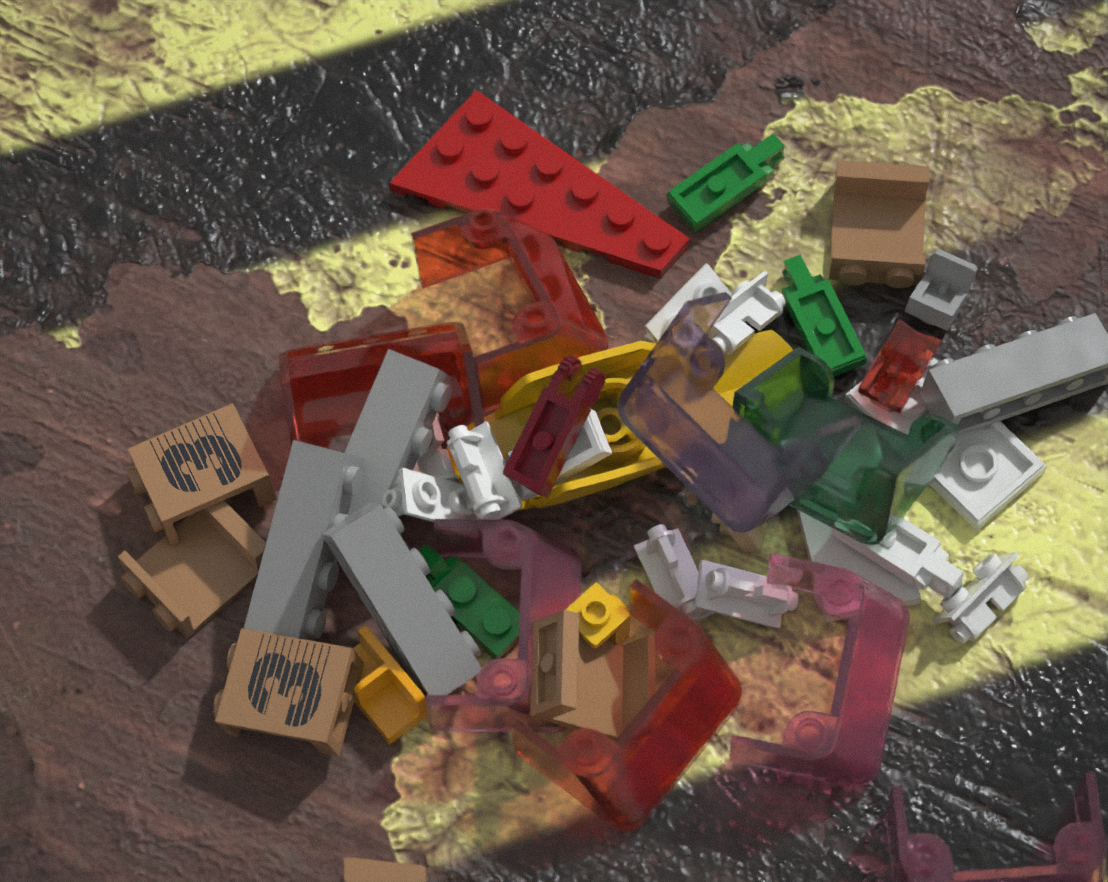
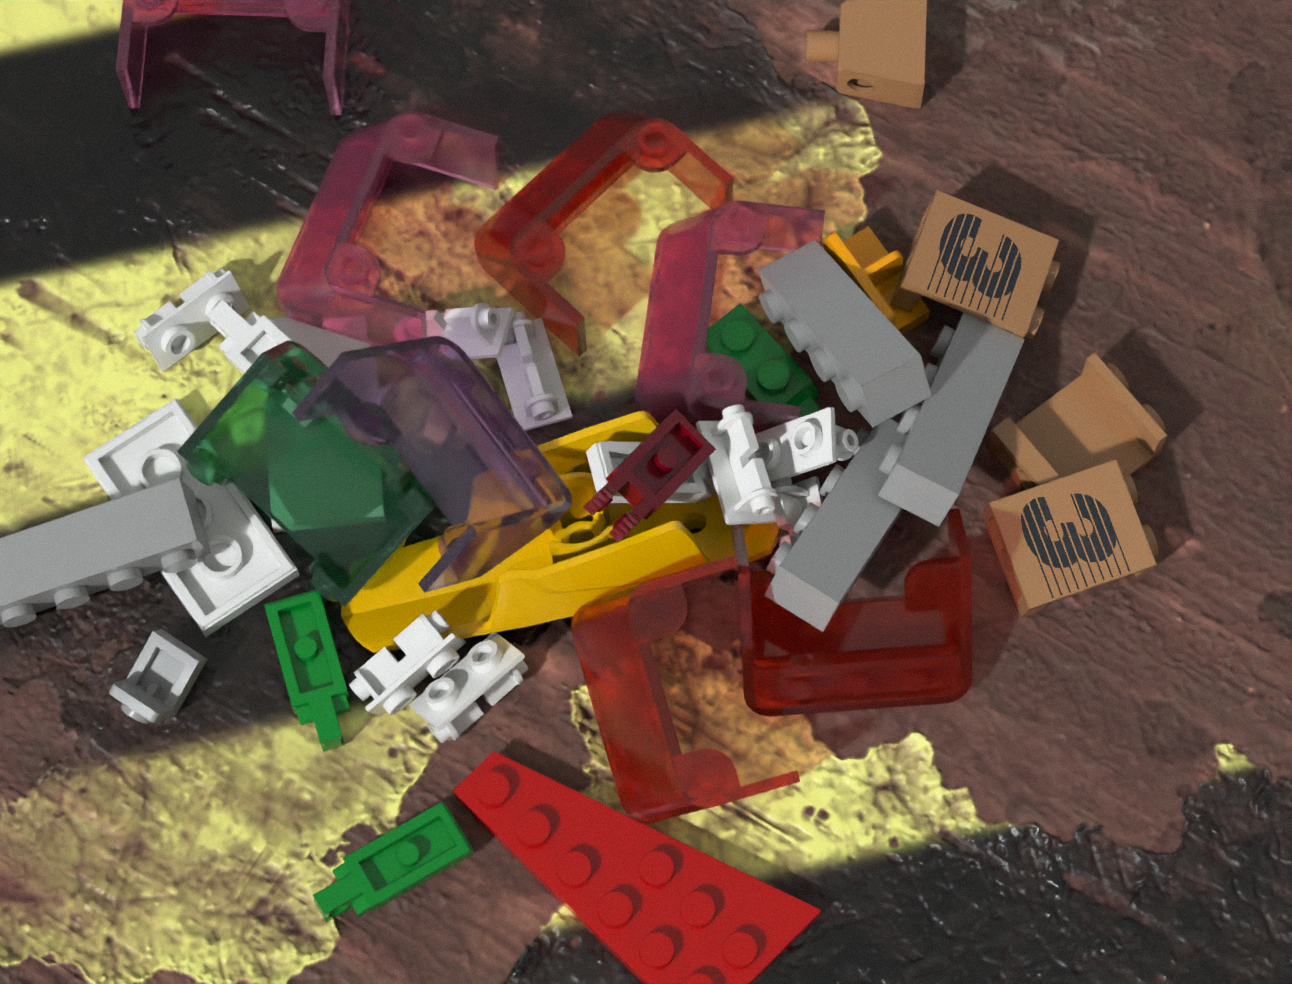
camera: 175 degrees left, 5 degrees up
(587, 684) = (639, 246): medium nougat panel -> none
(601, 617) = (621, 314): yellow bracket -> none
(878, 223) = (217, 780): medium nougat panel -> none
(899, 367) = (228, 565): clear red hips -> none

